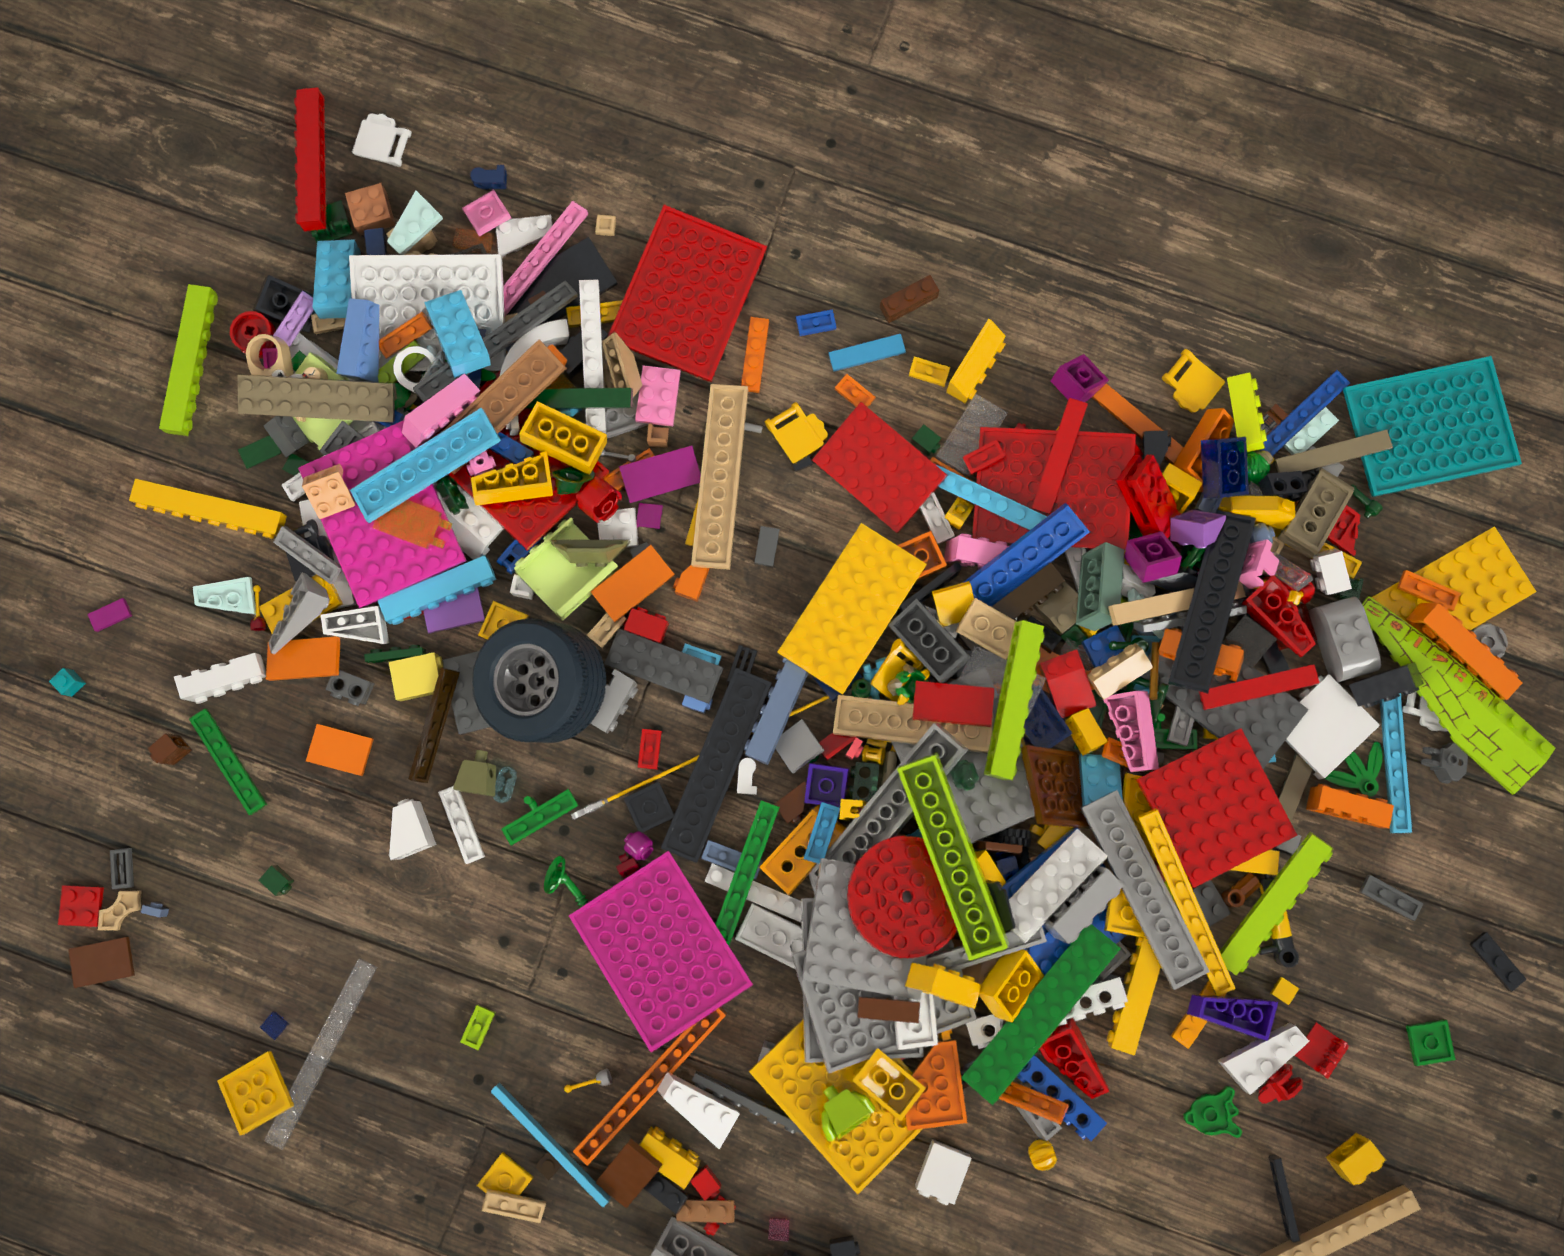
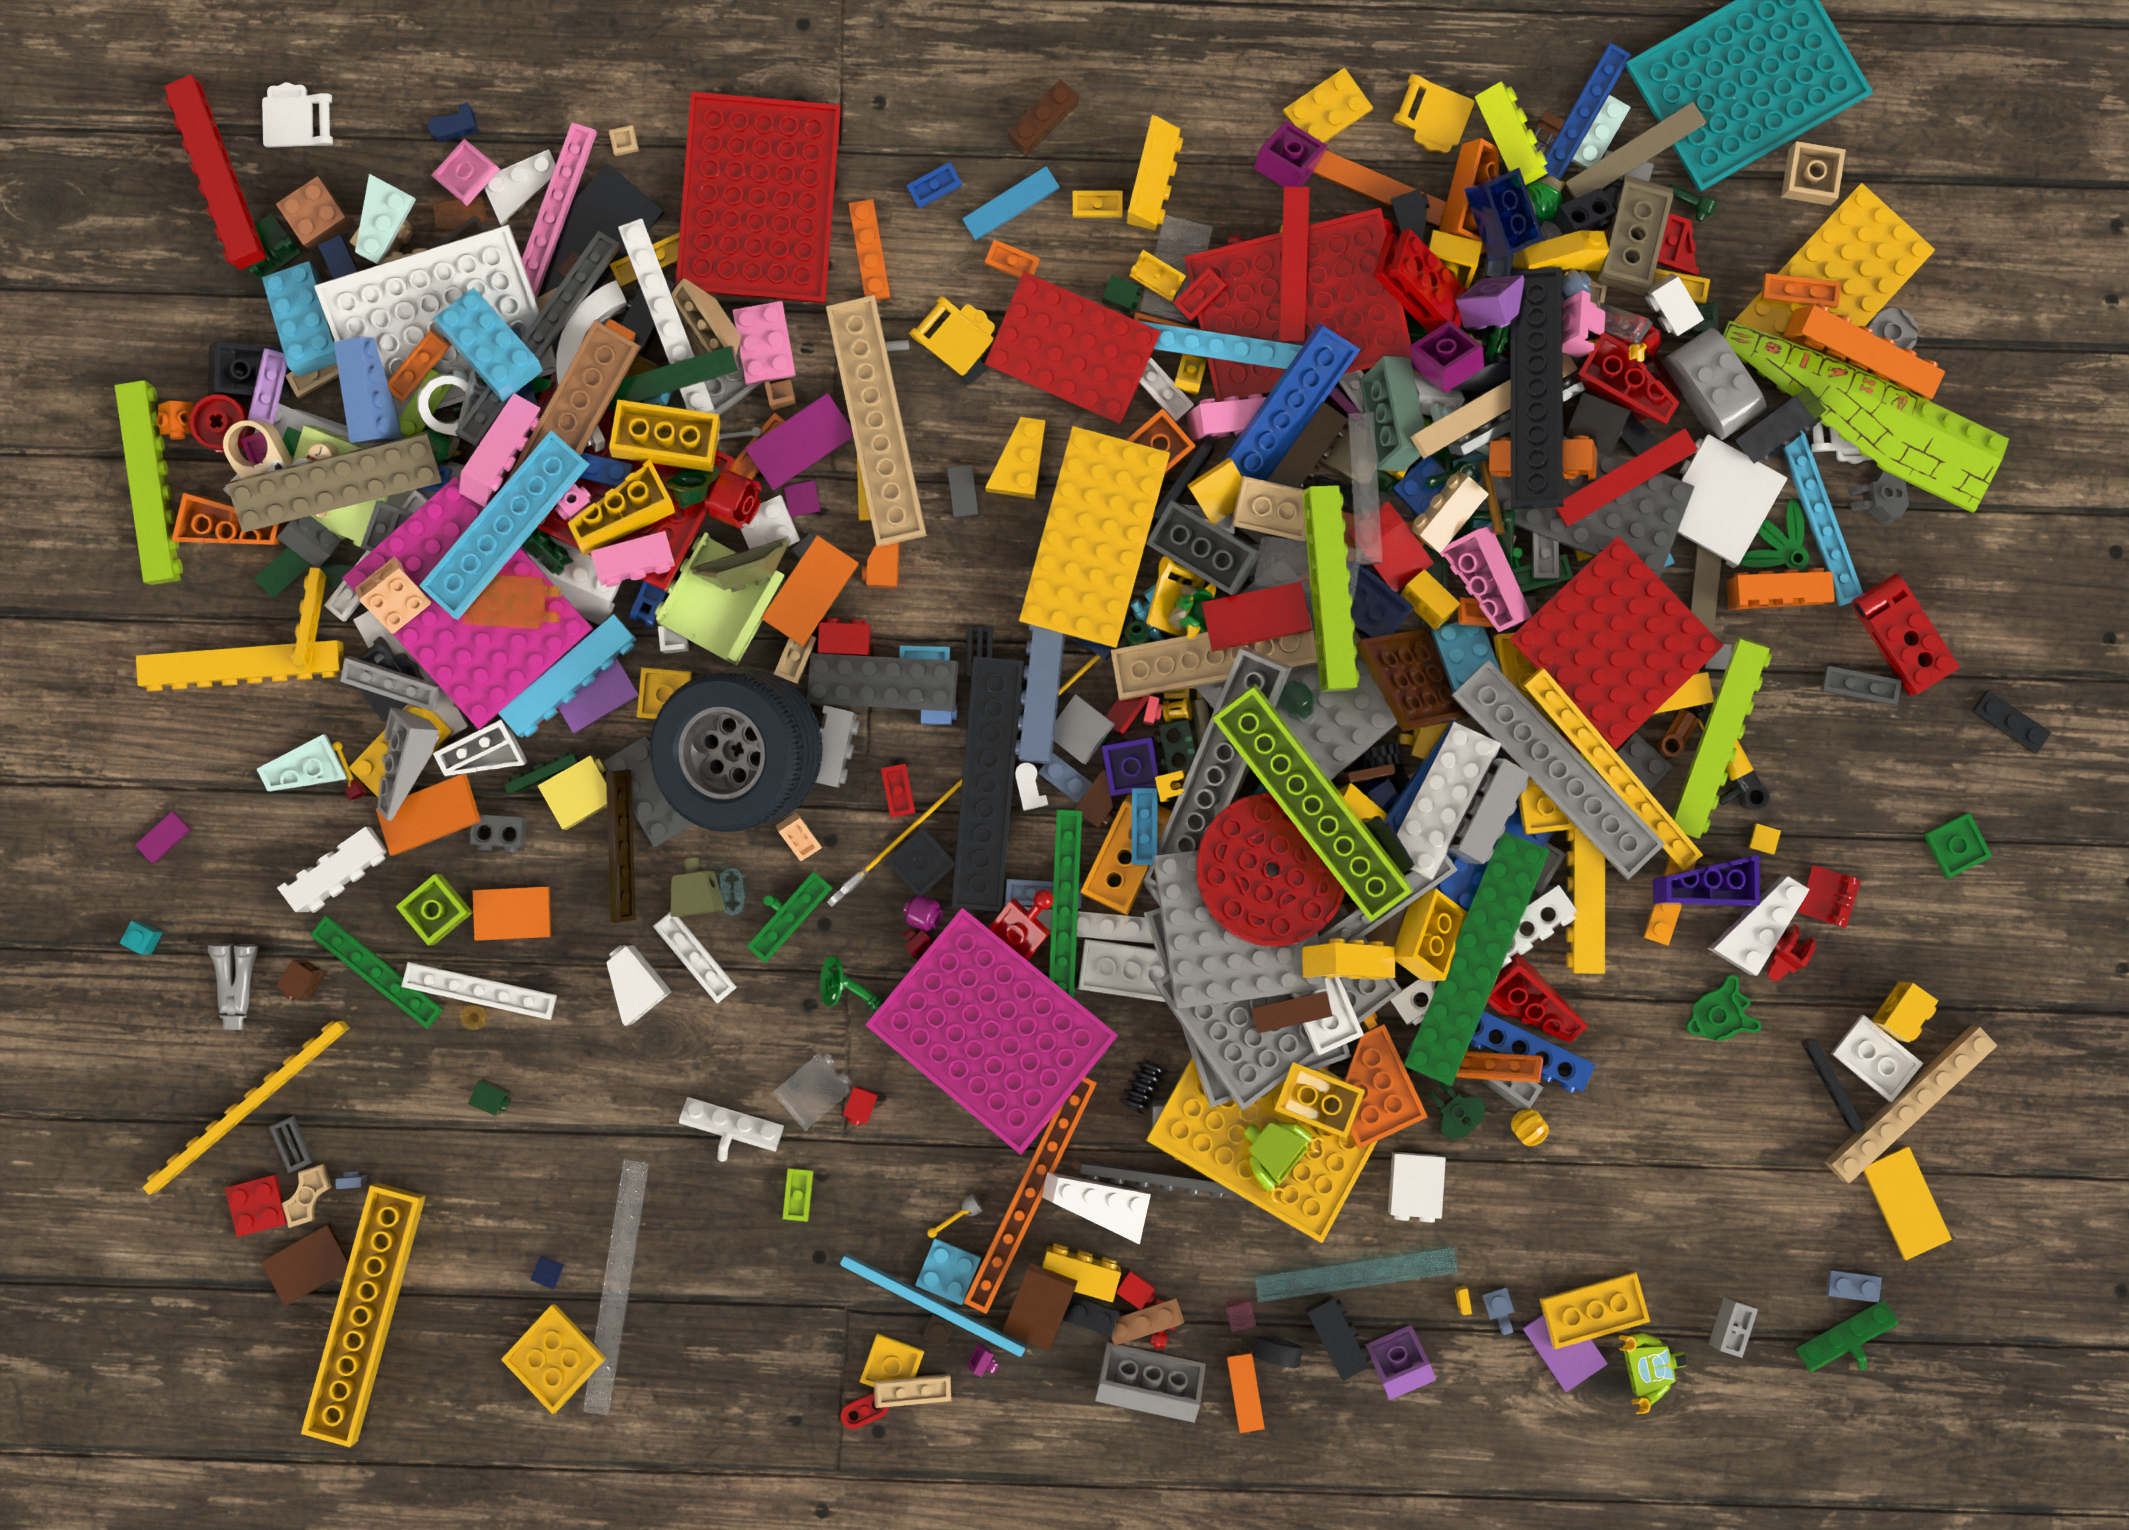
camera: 20 degrees left, 5 degrees up
(90, 832) = (236, 1112): none -> yellow plate
(120, 741) = (233, 996): none -> light grey piece
(127, 1014) = (363, 1314): none -> yellow brick
(221, 321) = (174, 419): none -> orange brick
(222, 400) = (217, 522): none -> orange wedge
(267, 489) = (310, 613): none -> yellow plate
(280, 817) = (466, 1020): none -> clear yellow plate
(283, 729) = (434, 909): none -> lime brick
(296, 799) = (479, 991): none -> white tile
(445, 959) = (730, 1126): none -> white plate
(474, 1209) = (866, 1412): none -> red plate
(510, 519) = (633, 559): none -> bright pink brick
(515, 952) = (813, 1090): none -> clear panel
(545, 975) = (860, 1105): none -> red brick
(565, 759) = (798, 836): none -> light nougat tile
(570, 1122) = (948, 1271): none -> medium azure plate
(573, 1199) = (982, 1360): none -> magenta tile
(706, 878) = (1020, 927): none -> red plate
(760, 1028) = (1143, 1085): none -> black piece
(775, 779) = (1065, 778): none -> sand blue plate
(815, 537) = (1020, 461): none -> yellow wedge
(876, 1225) = (1356, 1274): none -> clear light blue tile
(957, 435) = (1157, 276): none -> yellow hinge
(989, 1124) = (1455, 1110): none -> dark green hinge
(1062, 635) = (1365, 488): none -> clear plate
(1064, 570) = (1342, 403): none -> magenta tile
(1118, 354) = (1329, 107): none -> yellow plate
(1323, 1188) = (1876, 1058): none -> white plate
(1429, 851) = (1890, 613): none -> red hinge
(1461, 508) = (1813, 173): none -> tan brick

